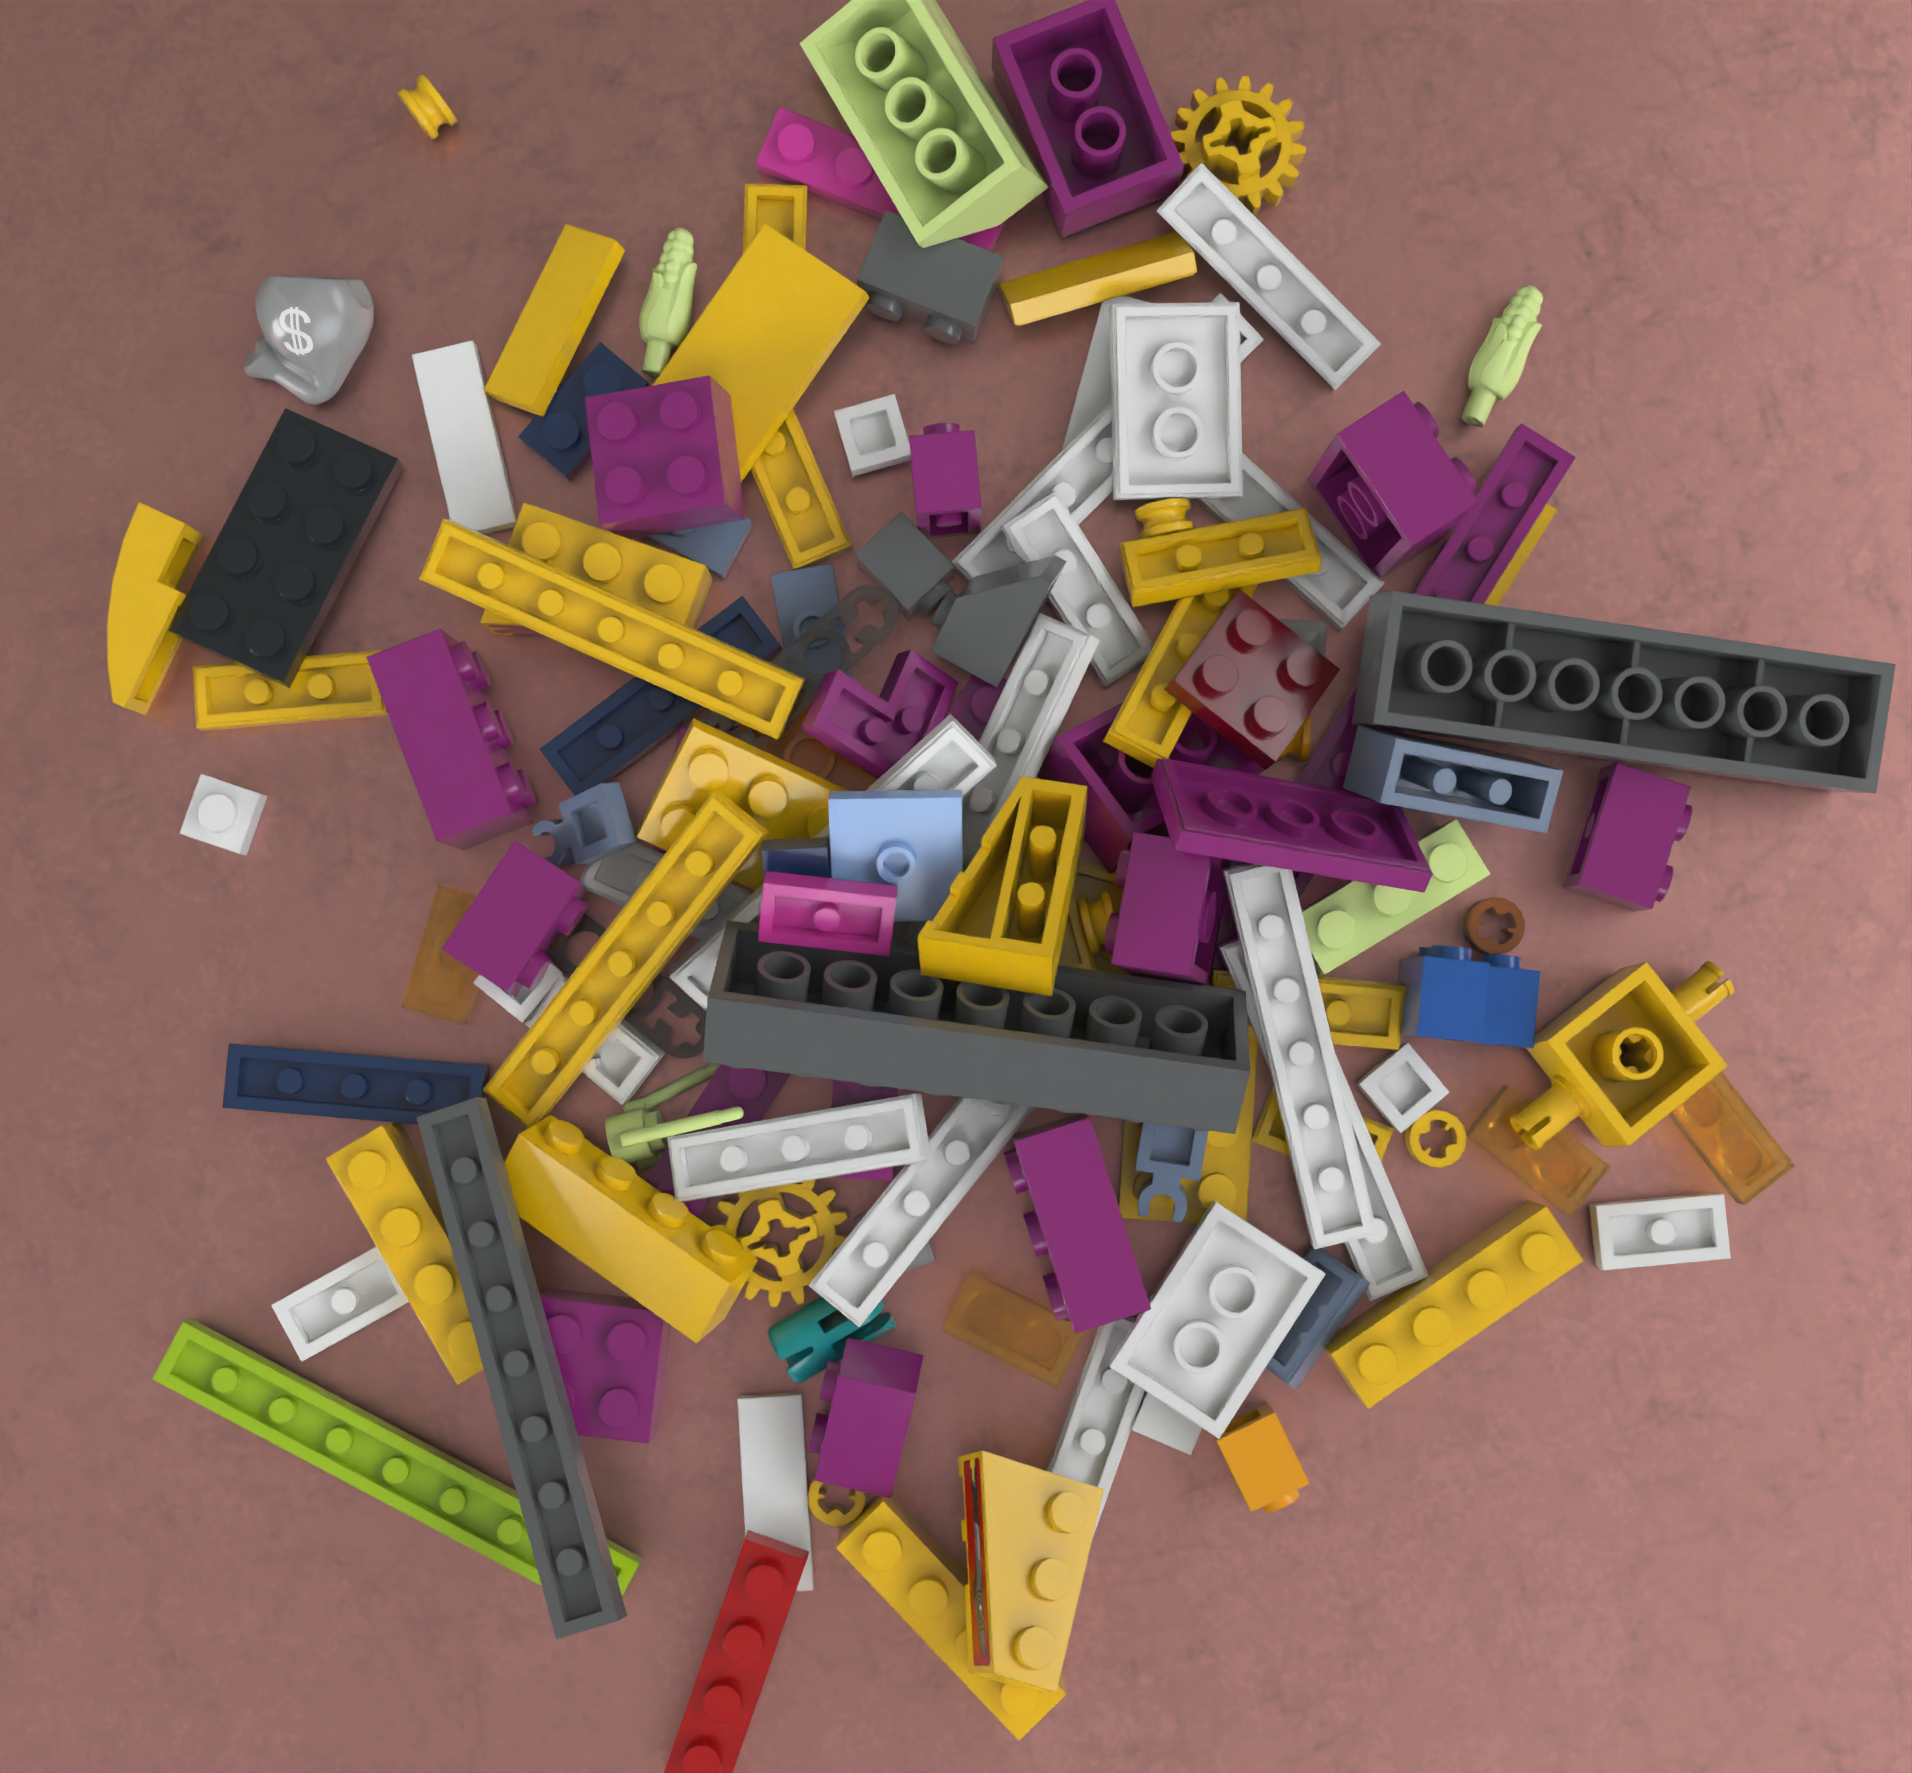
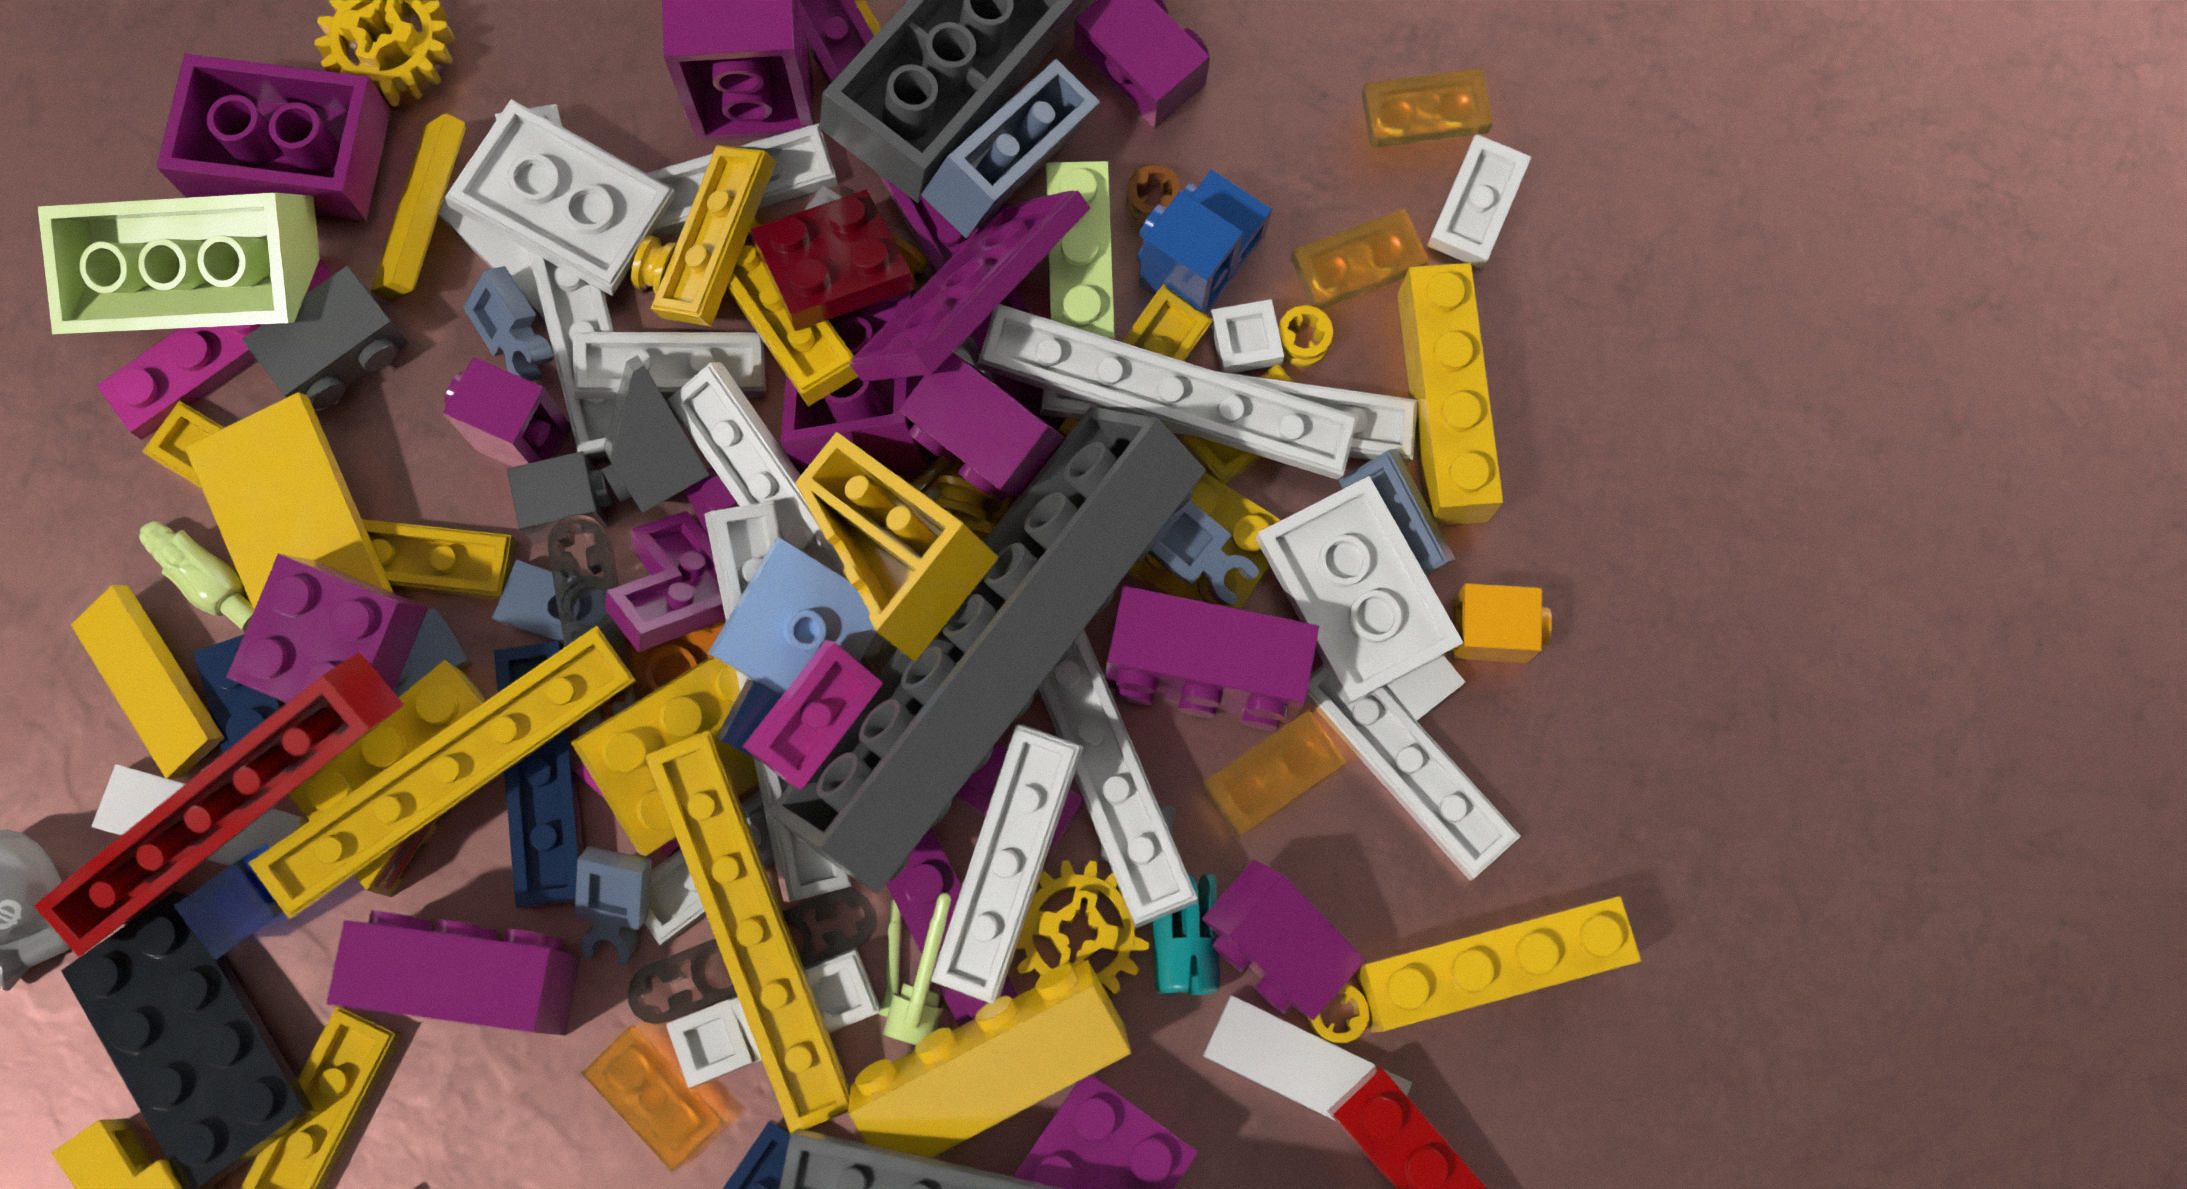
camera: 65 degrees left, 10 degrees down
(409, 514) = (230, 907): none -> clear blue brick
(480, 465) = (219, 803): none -> red brick
(517, 920) = (654, 1009): magenta brick -> none
(873, 435) = (429, 463): white plate -> none
(1025, 1566) = (1487, 864): yellow wedge -> none
(1035, 421) = (504, 321): none -> sand blue plate
(1268, 276) = (506, 69): white tile -> none
(1662, 1069) = (1319, 145): yellow brick -> none

